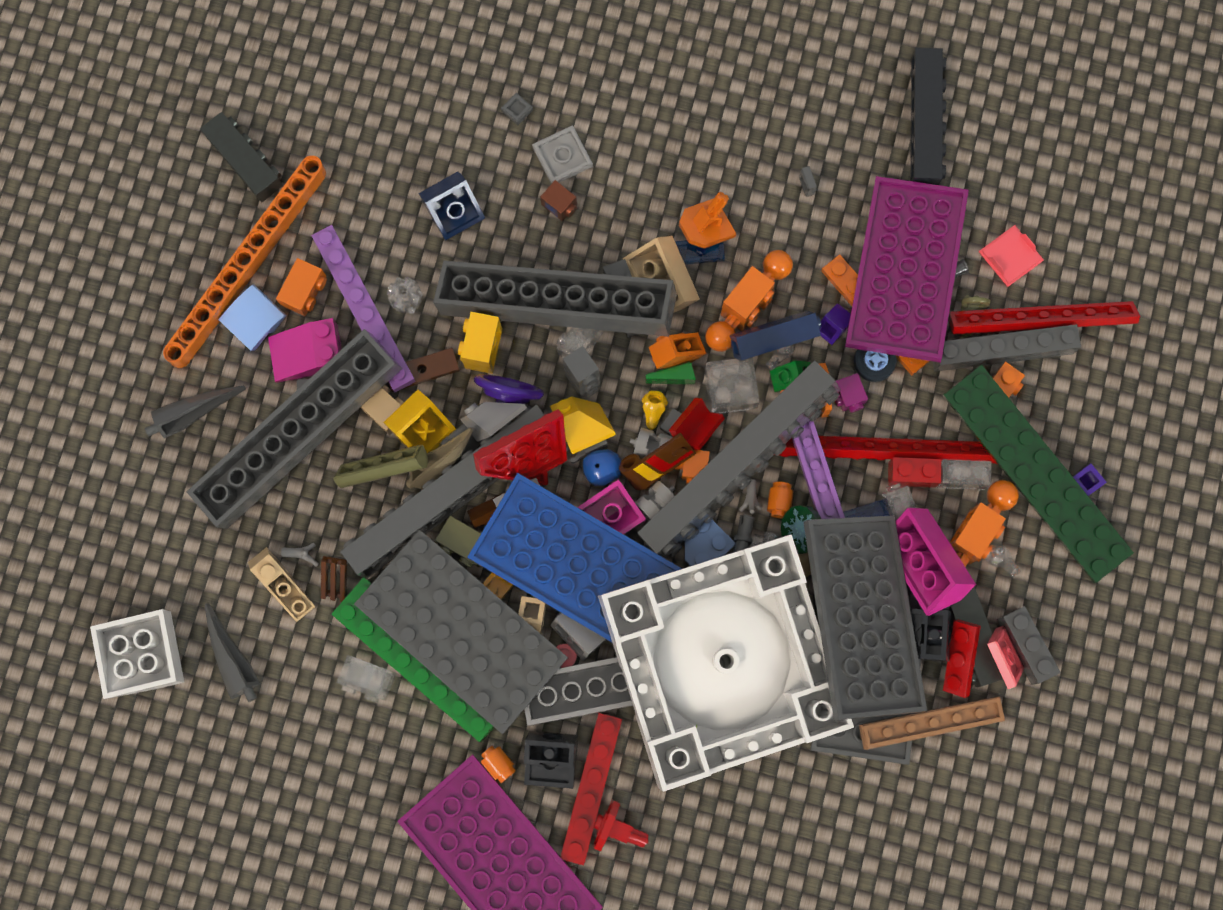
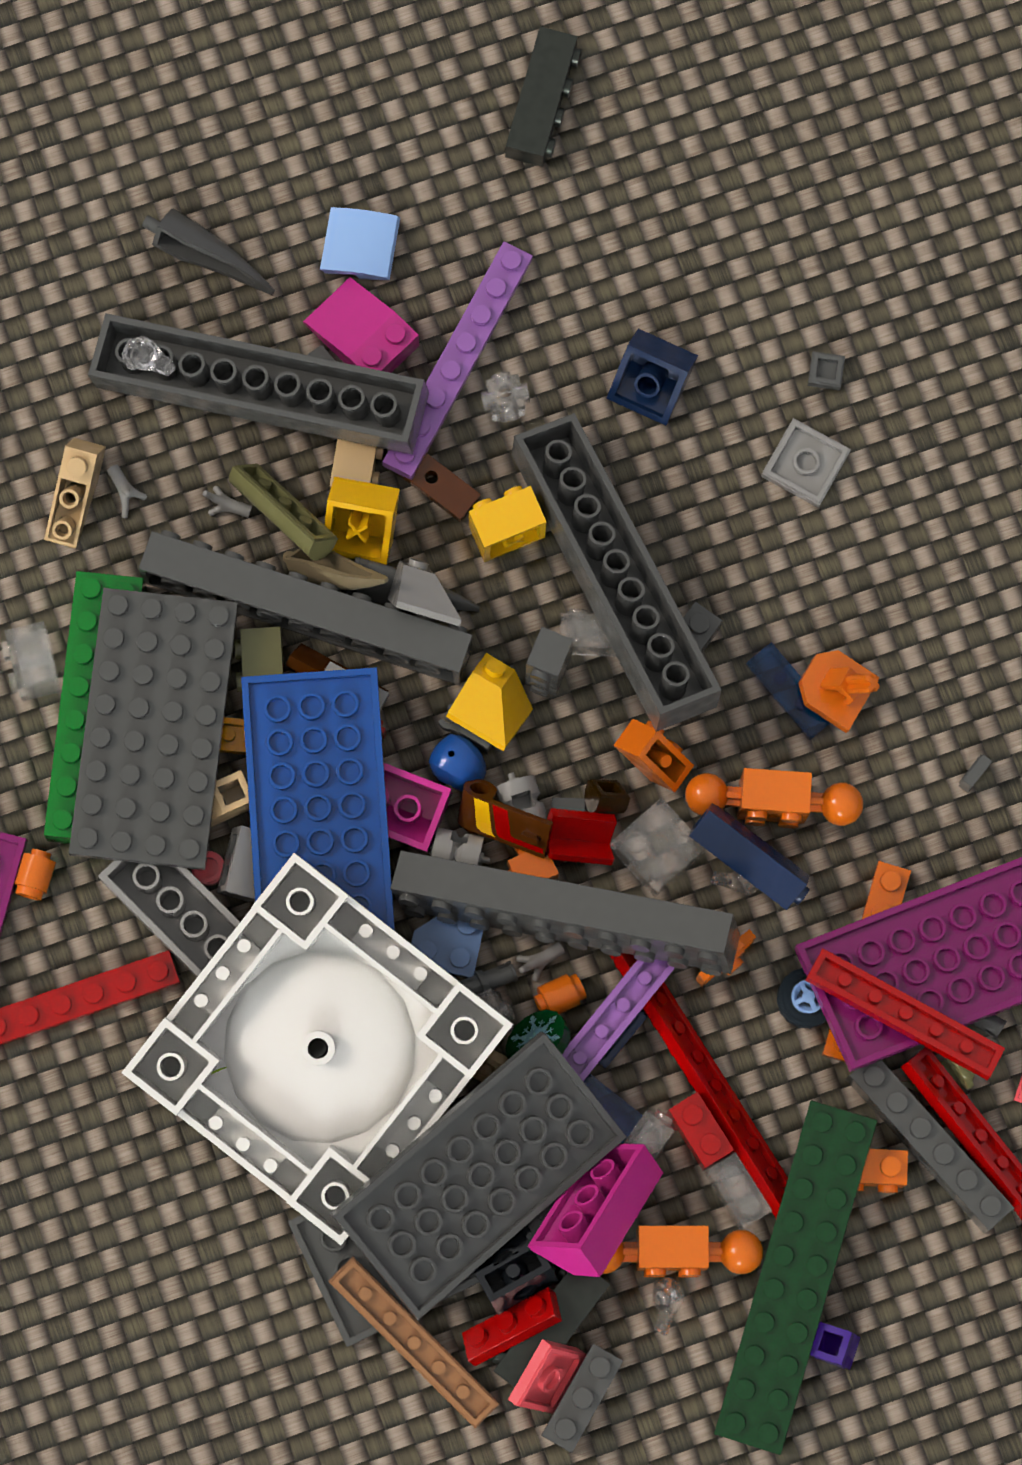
camera: 50 degrees right, 0 degrees up
(229, 483) = (145, 355): none -> clear animal
(245, 272) = (406, 180): orange beam -> none
(302, 287) = (432, 274): orange brick -> none
(332, 593) = (104, 556): reddish brown tile -> none
(352, 499) = (226, 504): none -> light grey bar
(507, 389) = (472, 591): dark purple piece -> none
(526, 451) = (408, 663): red wing -> none
(550, 759) = (79, 930): black brick -> none
(559, 201) = (744, 497): copper brick -> none
(614, 828) = (49, 1057): red piece -> none
(653, 406) = (570, 775): yellow animal -> none
(663, 261) = (746, 672): tan slope -> none
(674, 375) = (628, 775): green slope -> none
(681, 395) = (605, 796): none -> dark brown brick
(786, 374) = (716, 899): green bracket -> none
(834, 324) = (817, 918): dark purple brick -> none
(852, 394) = (744, 993): magenta brick -> none
(929, 308) = (905, 1014): none -> red plate

